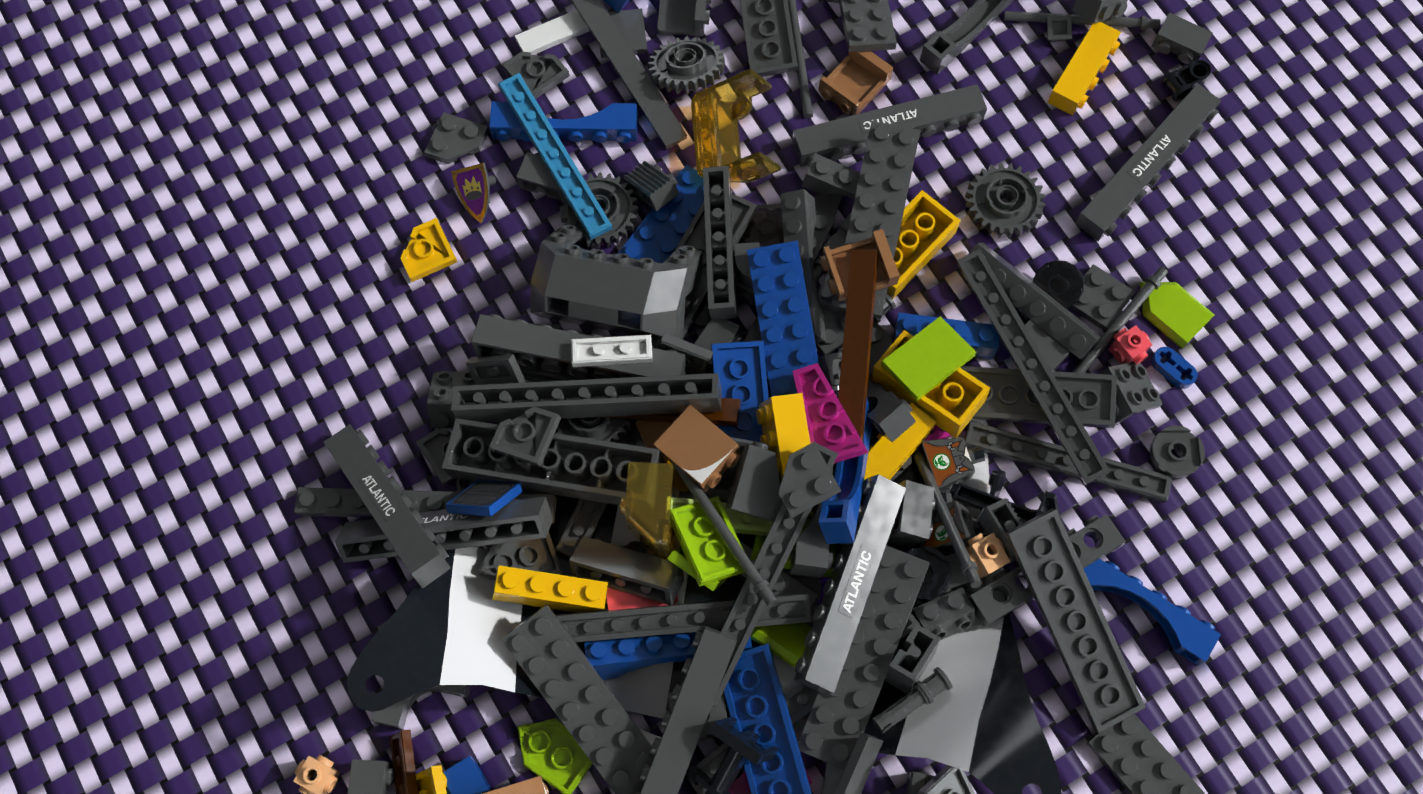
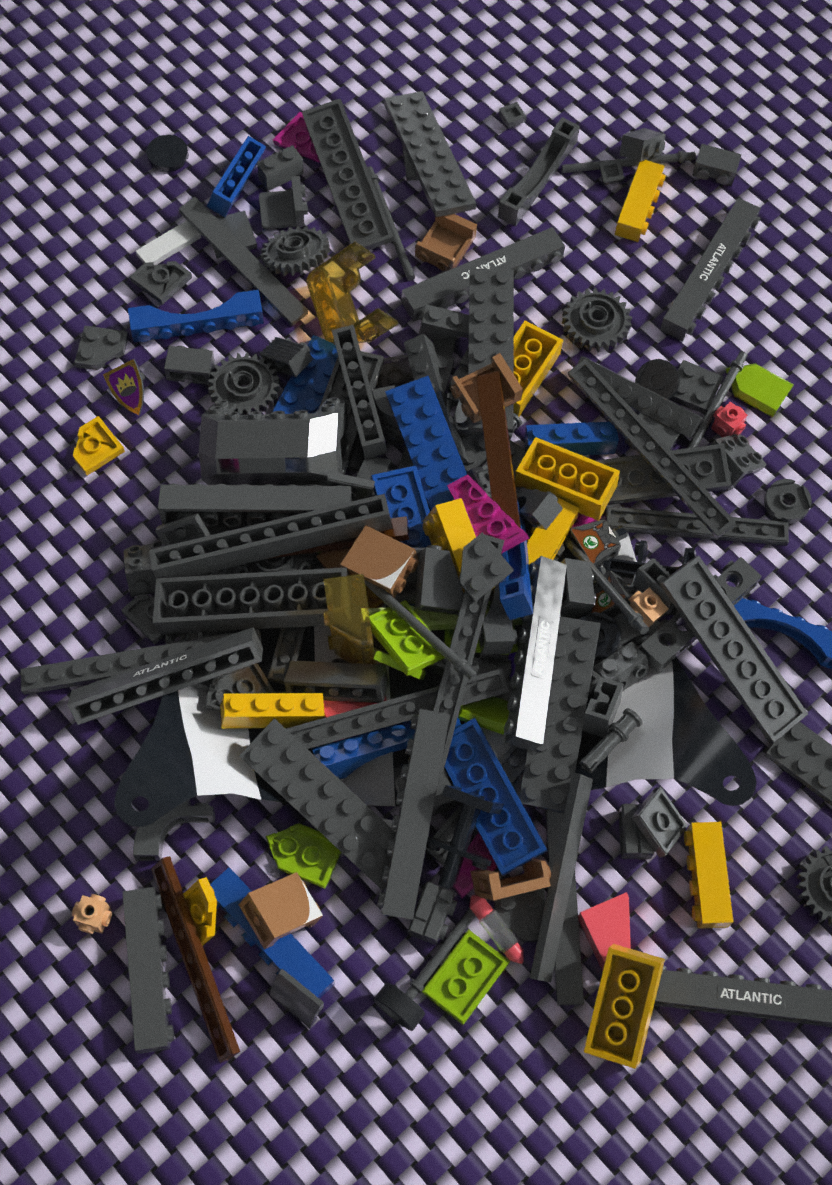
camera: 15 degrees left, 5 degrees down
(387, 506) = (110, 662): dark grey brick -> none
(484, 498) = (197, 640): tile -> none
(526, 436) = (225, 579): dark grey plate -> none
(555, 156) = (195, 345): dark azure tile -> none
(611, 350) = (285, 494): white tile -> none
(928, 358) = (561, 455): lime tile -> none
(1174, 367) = (769, 433): blue beam -> none
(1183, 80) = (726, 196): black piece -> none

